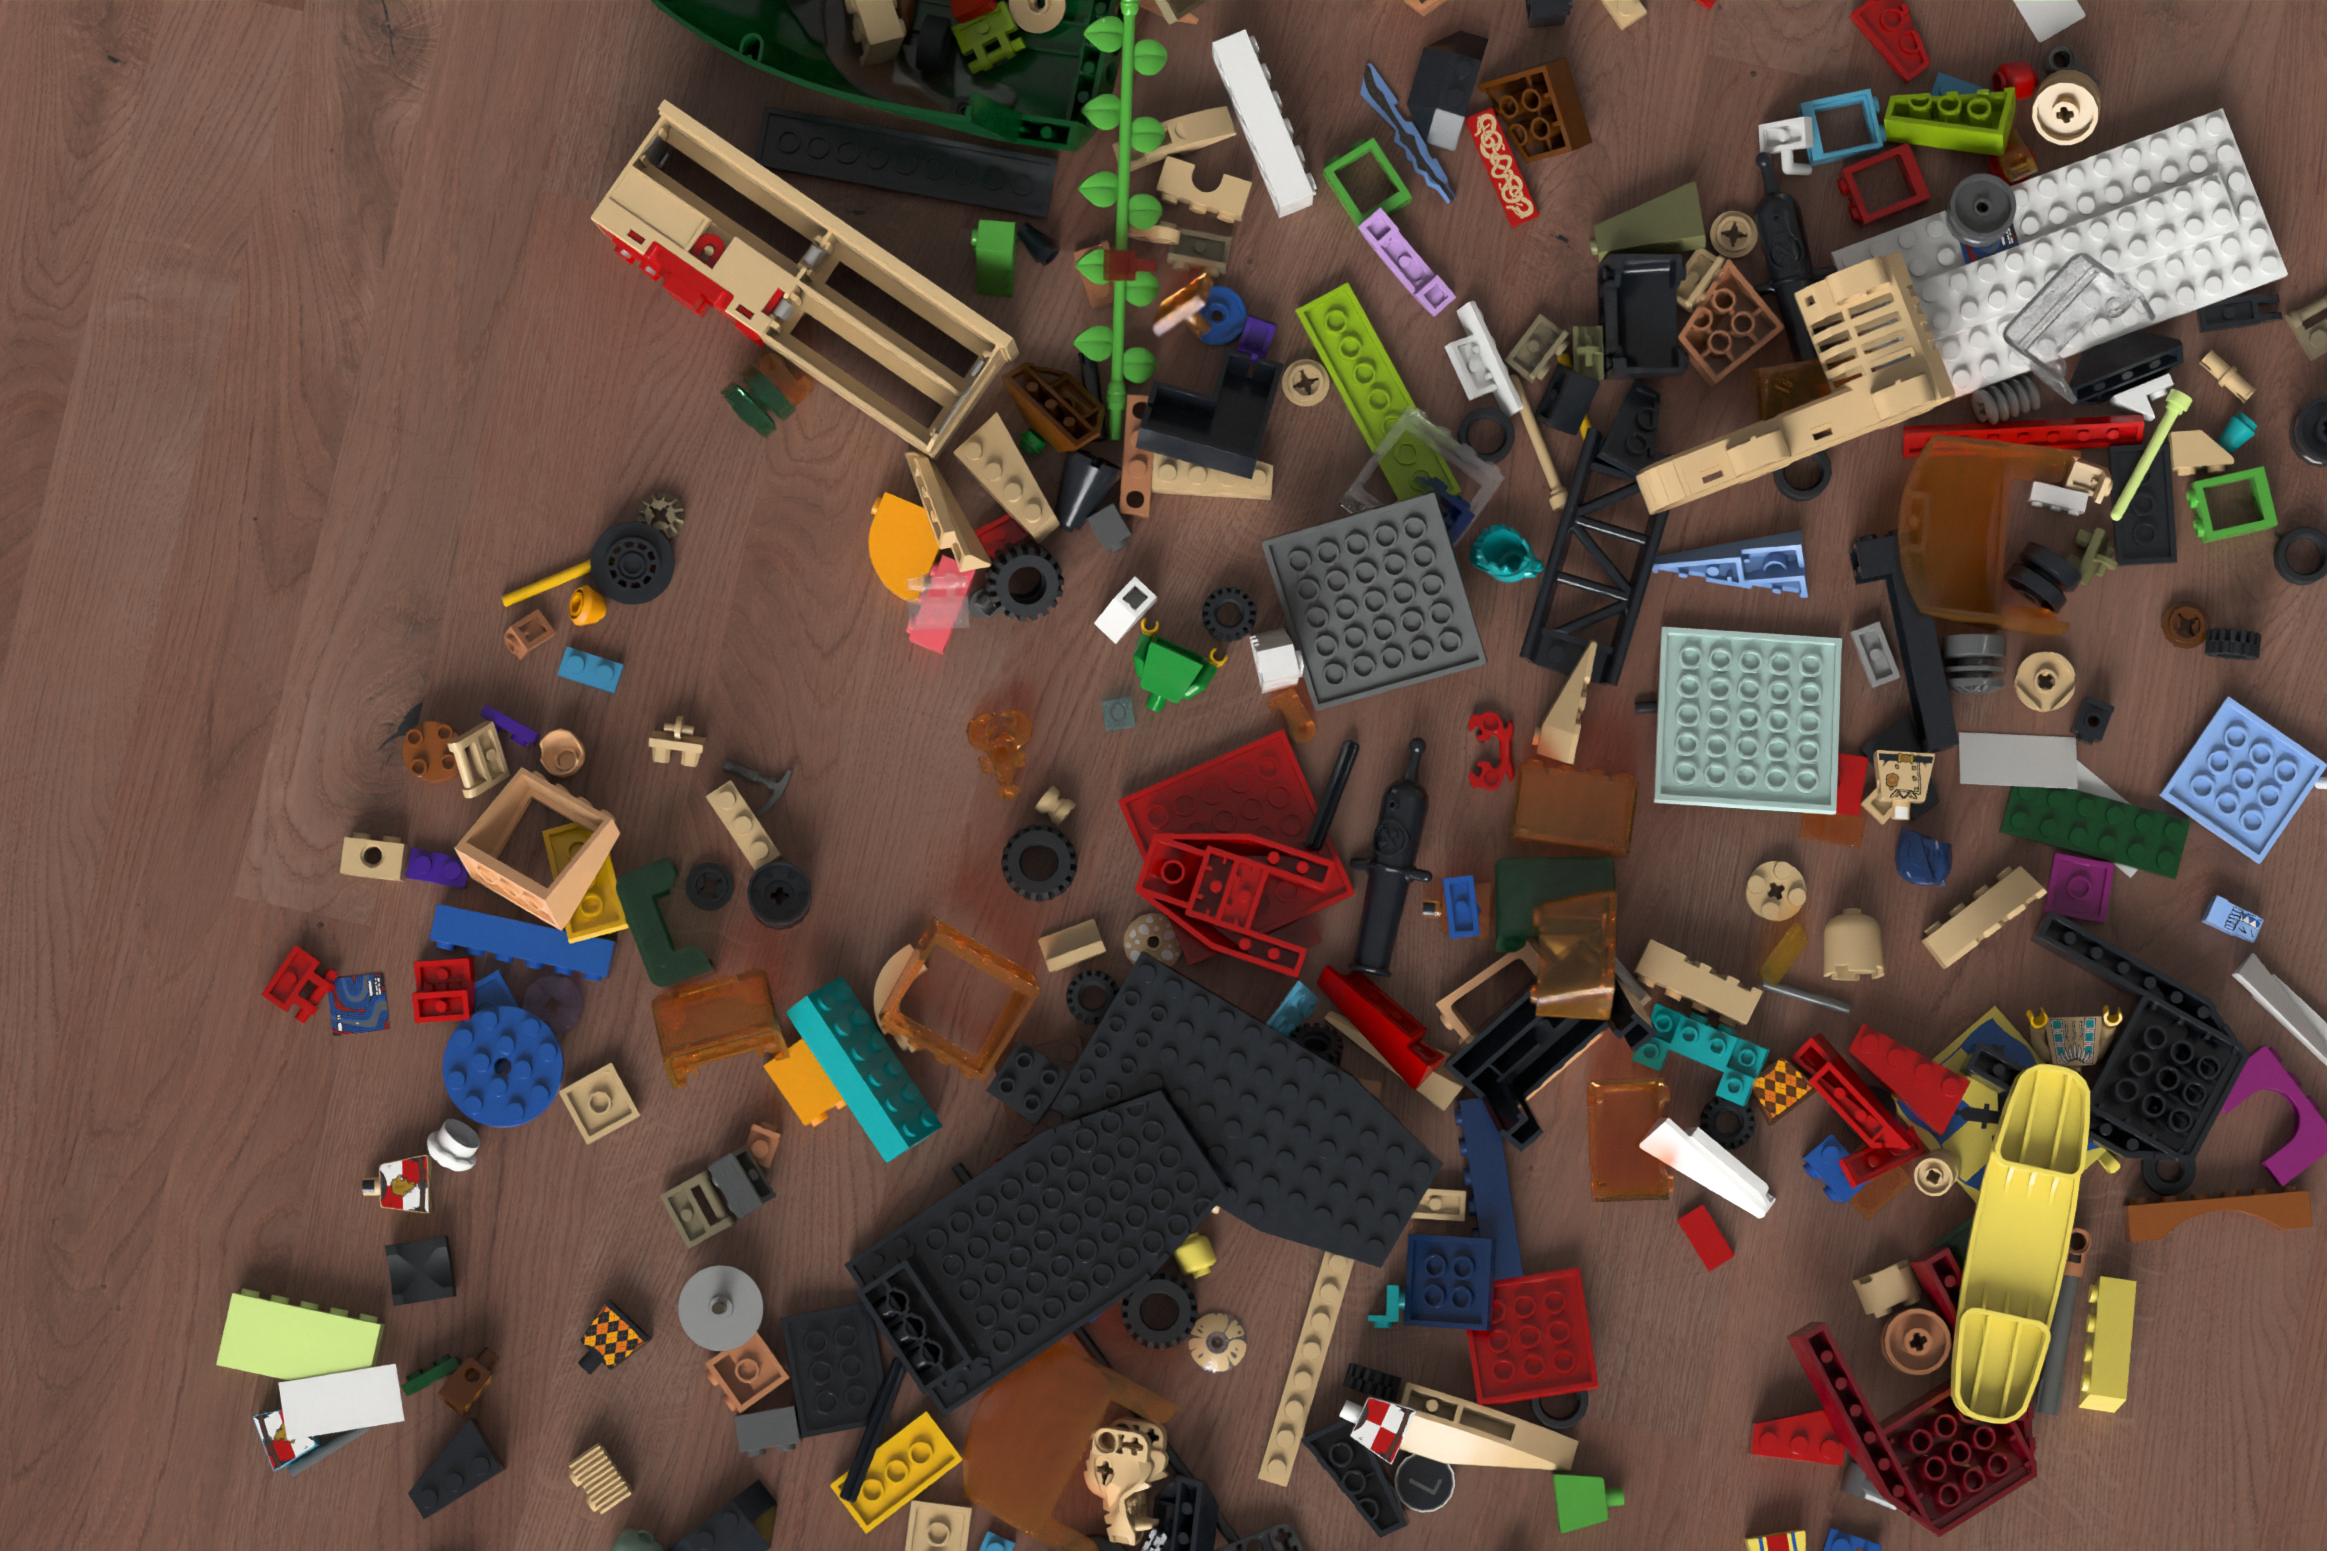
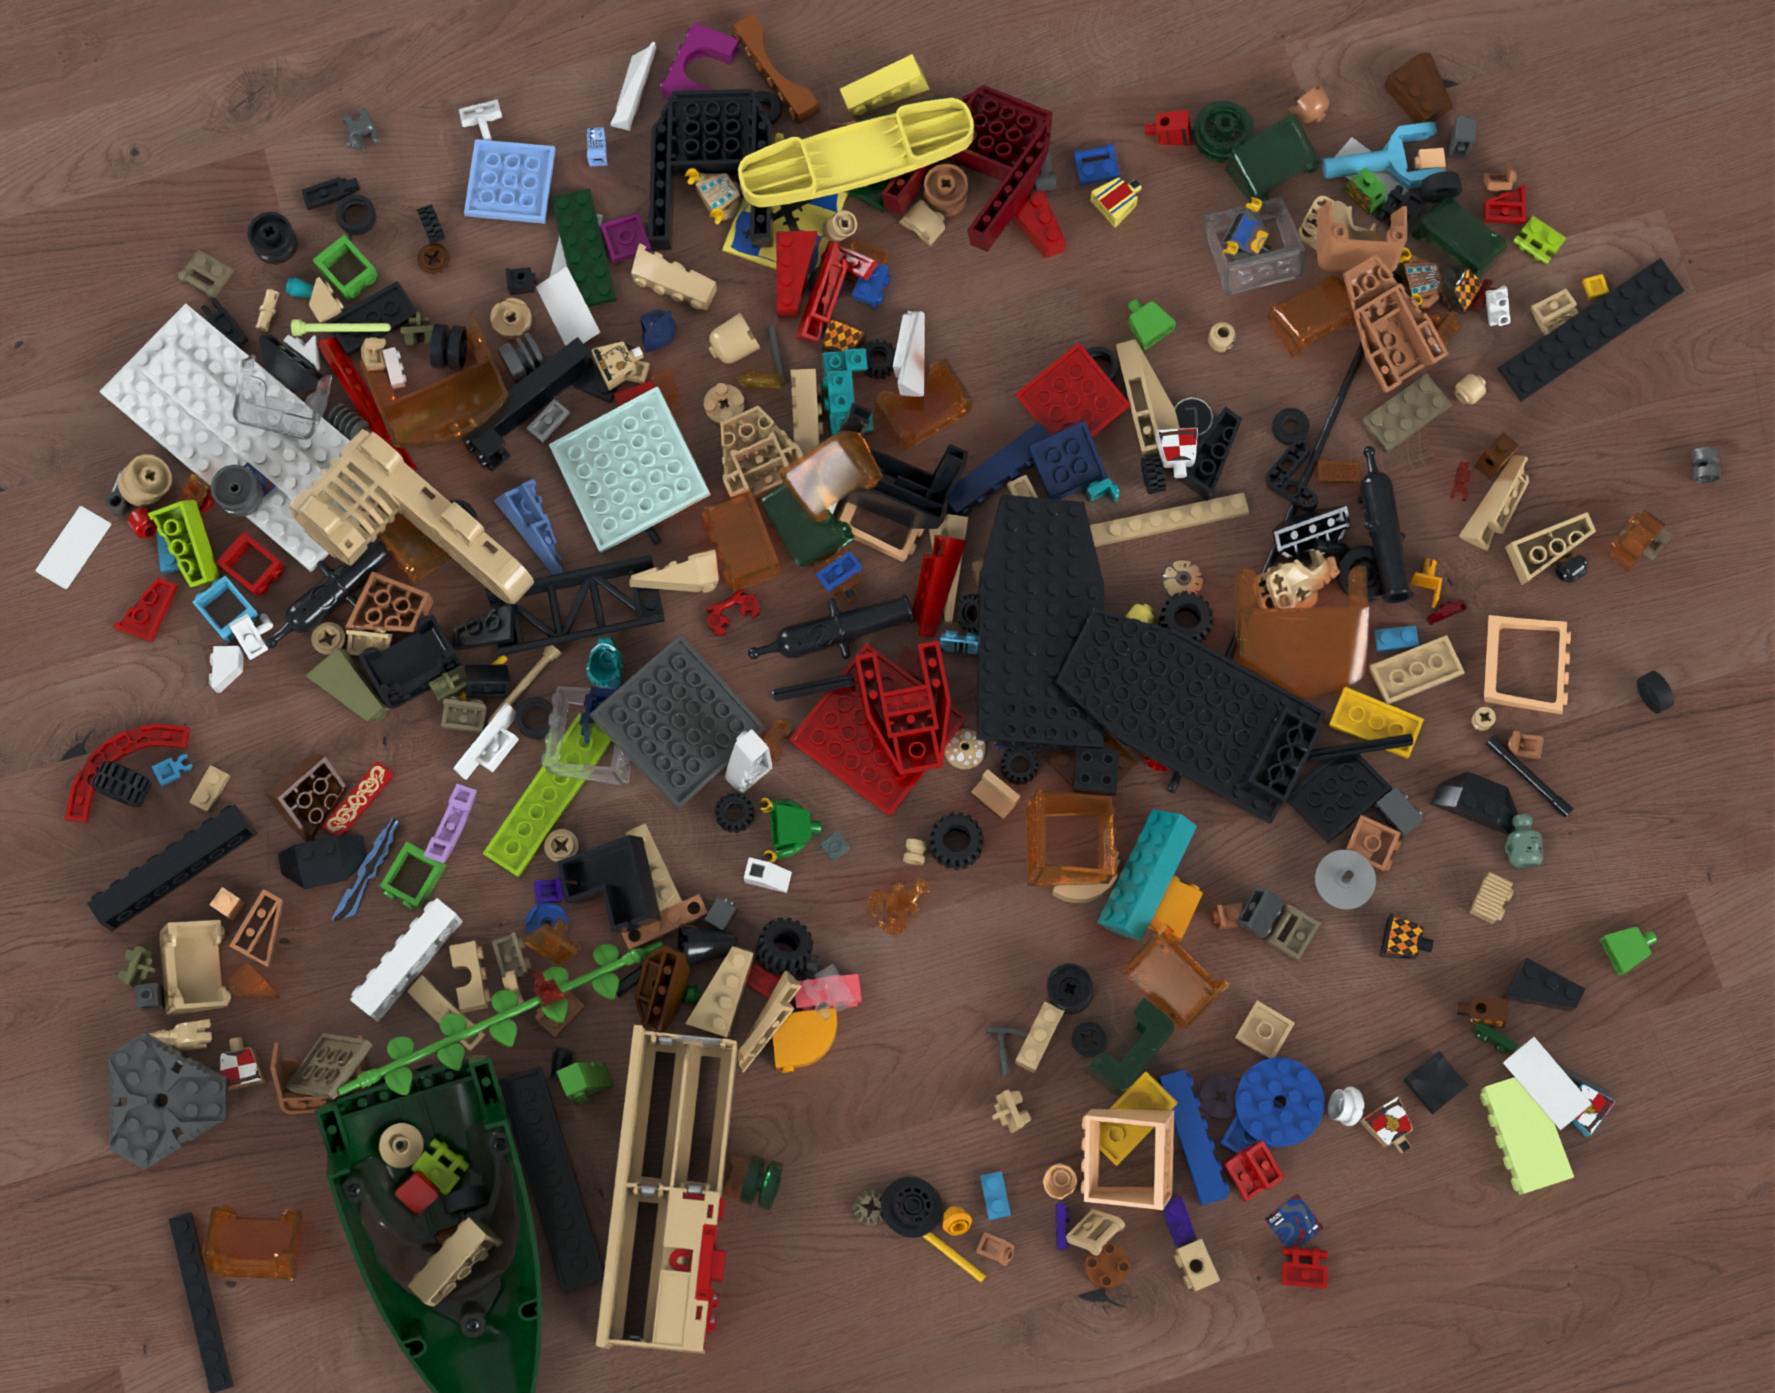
camera: 120 degrees left, 10 degrees down
(1678, 891) = (755, 453): none -> tan wedge
(1705, 1237) = (954, 337): red tile -> none
(1765, 92) = (227, 666): none -> white slope

